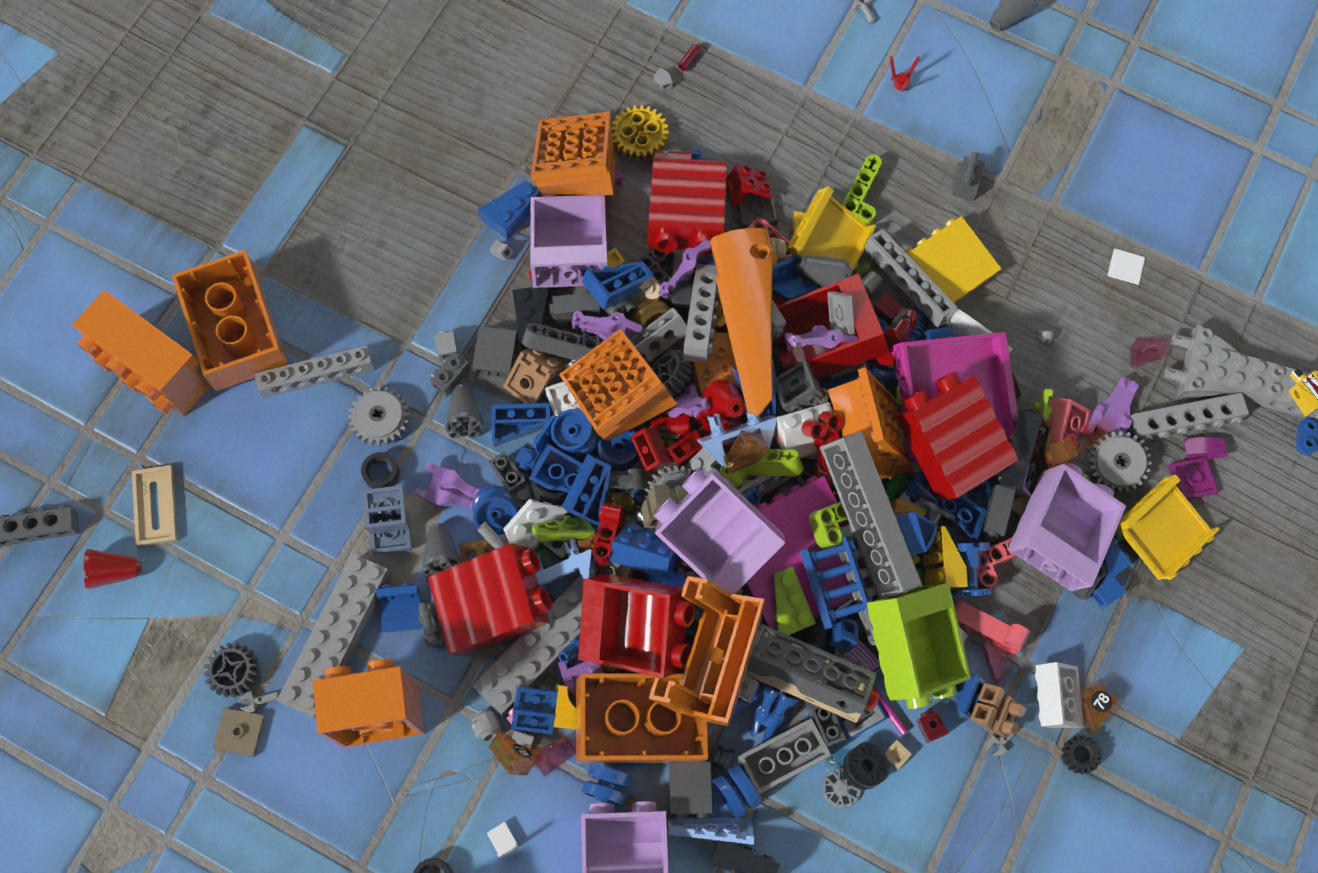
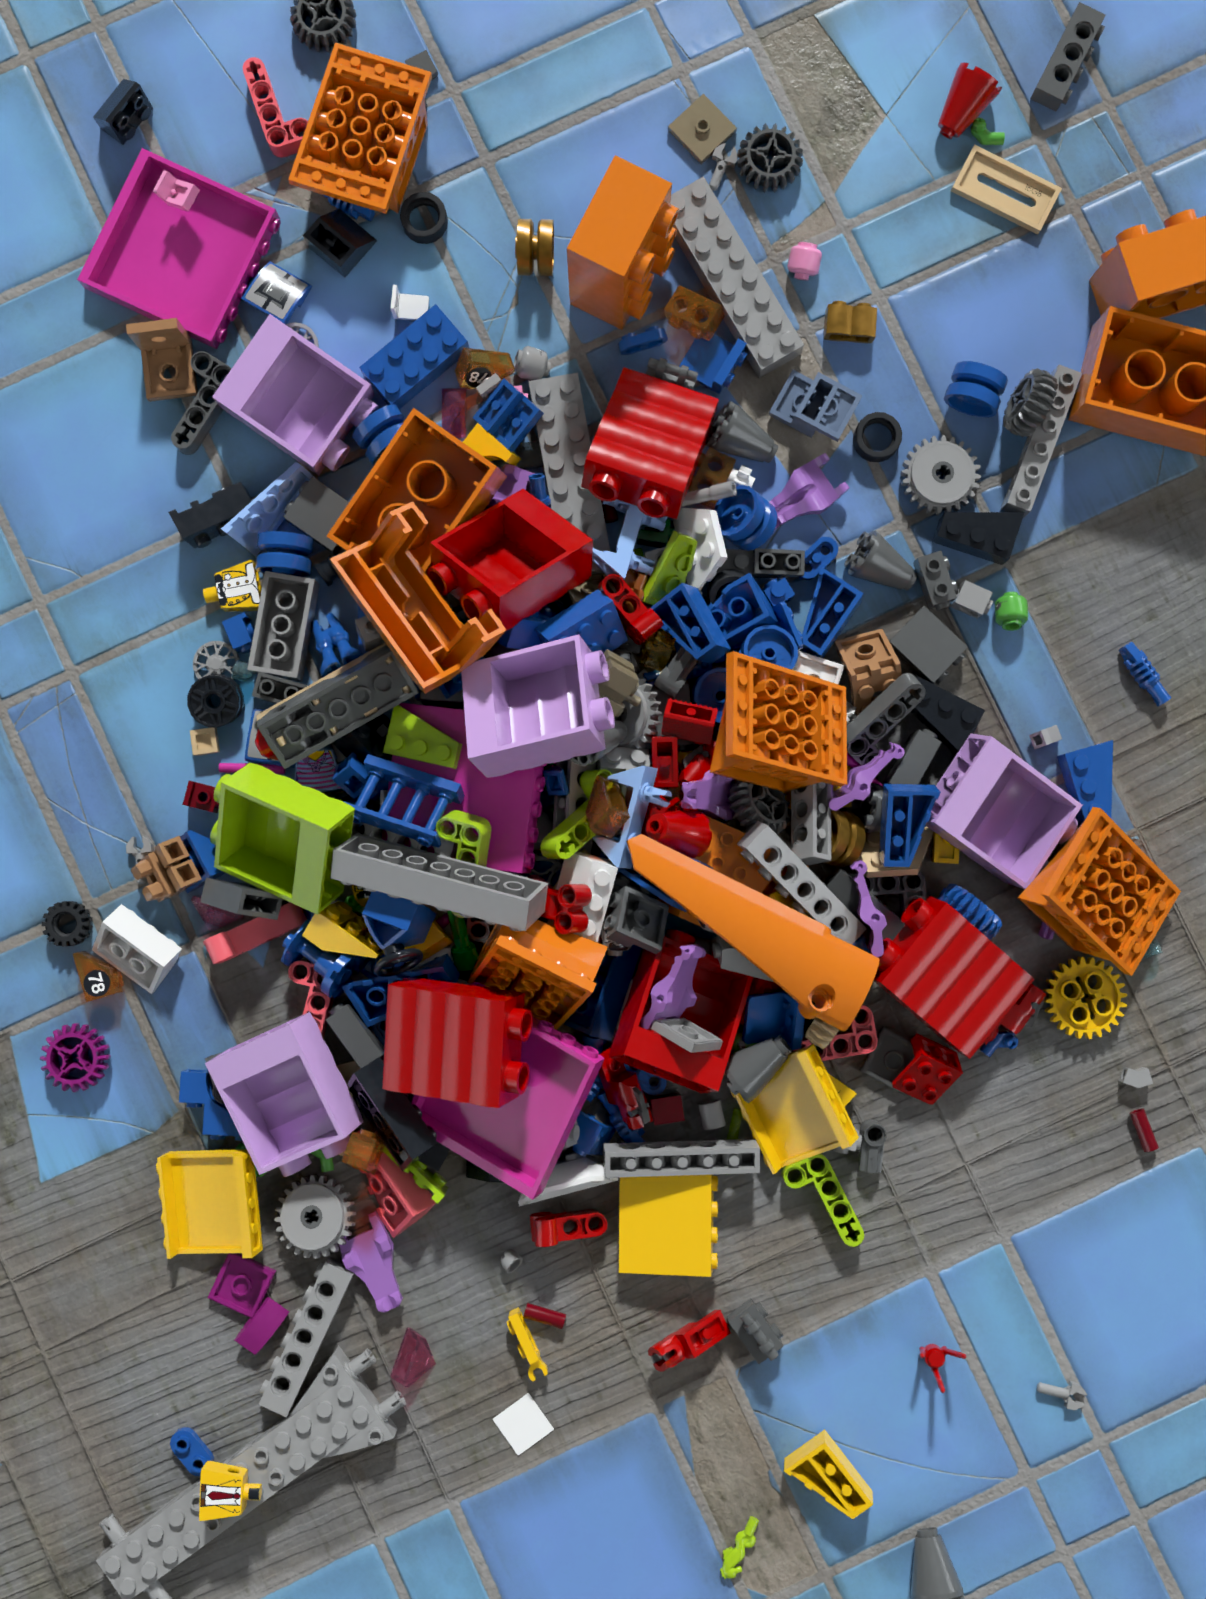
camera: 130 degrees right, 15 degrees up
(125, 542) = (984, 136): none -> bright green arm
(290, 597) = (804, 260): none -> bright pink head
(295, 390) = (1030, 402): none -> dark grey gear
(308, 428) = (975, 389): none -> blue wheel
(314, 539) = (850, 322): none -> pearl gold brick
(371, 641) = (697, 309): none -> clear orange brick
(400, 366) = (980, 533): none -> black wedge
(403, 779) = (535, 247): none -> pearl gold wheel
(421, 222) = (1144, 673): none -> blue hinge
(424, 669) = (635, 343): none -> blue plate
(437, 318) = (1011, 611): none -> bright green head
(469, 532) = (742, 476): none -> white gear
(487, 452) = (816, 559): none -> blue plate
(537, 807) = (414, 358): none -> blue brick
(639, 220) = (972, 909): none -> blue gear
(782, 810) = (236, 588): none -> torso
(809, 784) = (240, 632): none -> blue brick
(813, 185) = (871, 1148): none -> dark grey piece
(978, 645) = (241, 898): none -> dark grey brick
(1005, 207) = (689, 1341): none -> red plate
(1009, 89) = (830, 1473): none -> yellow wedge
(1009, 322) = (548, 1227): none -> red piece
(1059, 295) = (544, 1316): none -> dark red hinge
(1083, 292) = (527, 1345): none -> yellow plate
(1094, 110) = (733, 1556): none -> lime animal
(1155, 666) = (57, 1047): none -> magenta gear

